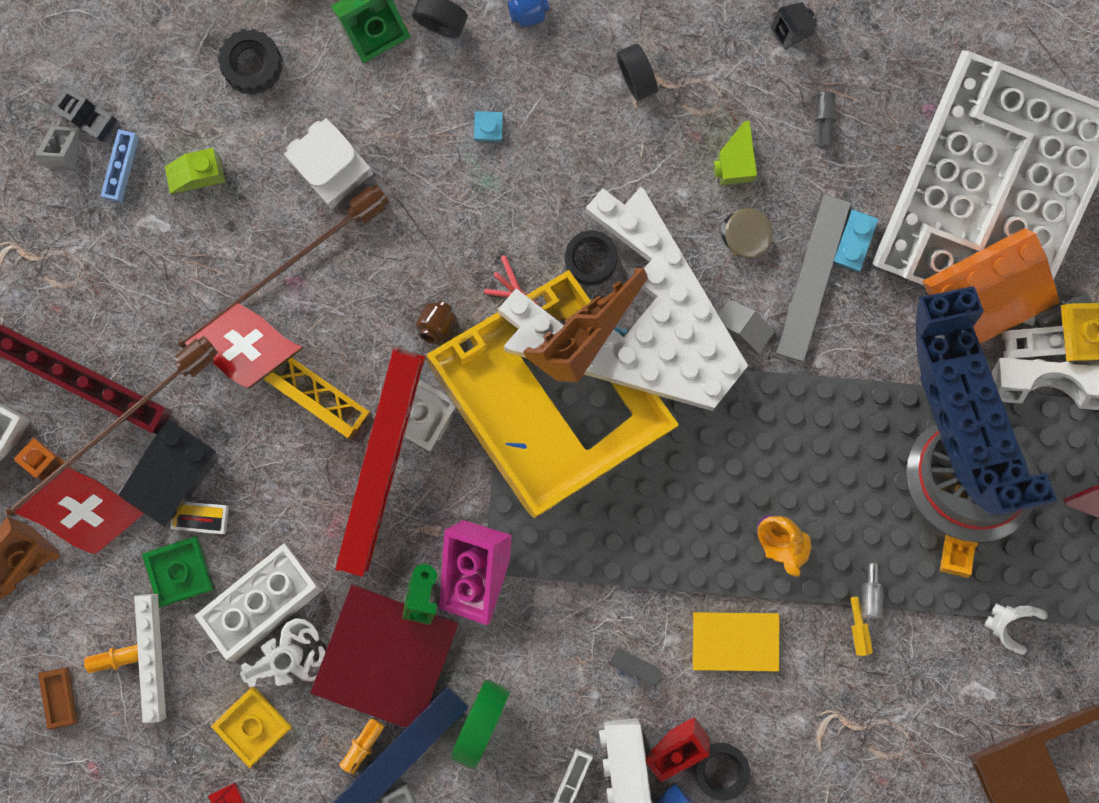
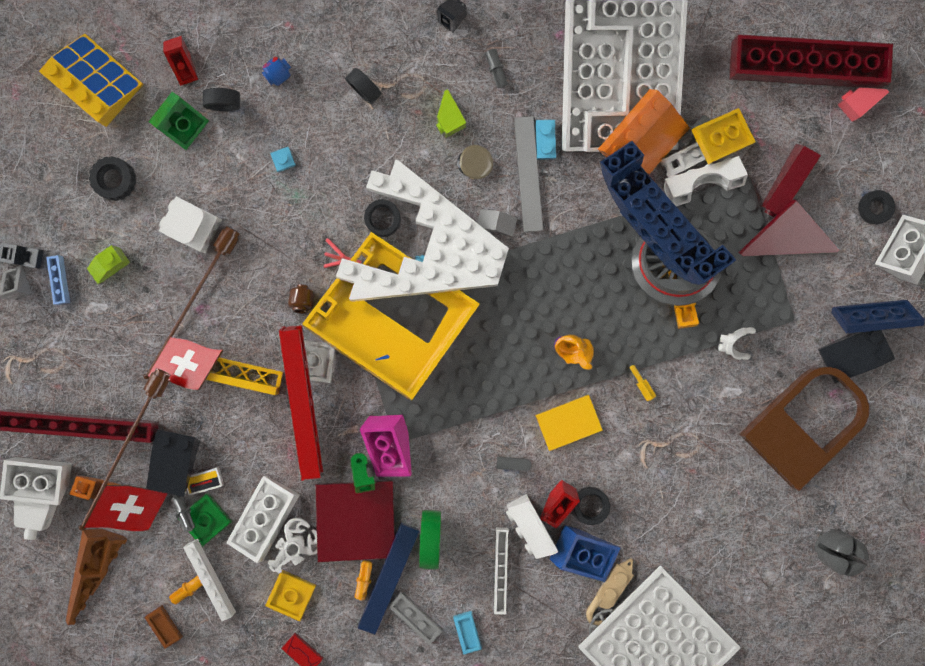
camera: 15 degrees left, 5 degrees up
(153, 549) = (183, 513): none -> dark grey axle
(577, 343) = (393, 283): dark orange wedge -> none
(872, 594) = (642, 360): clear piece -> none

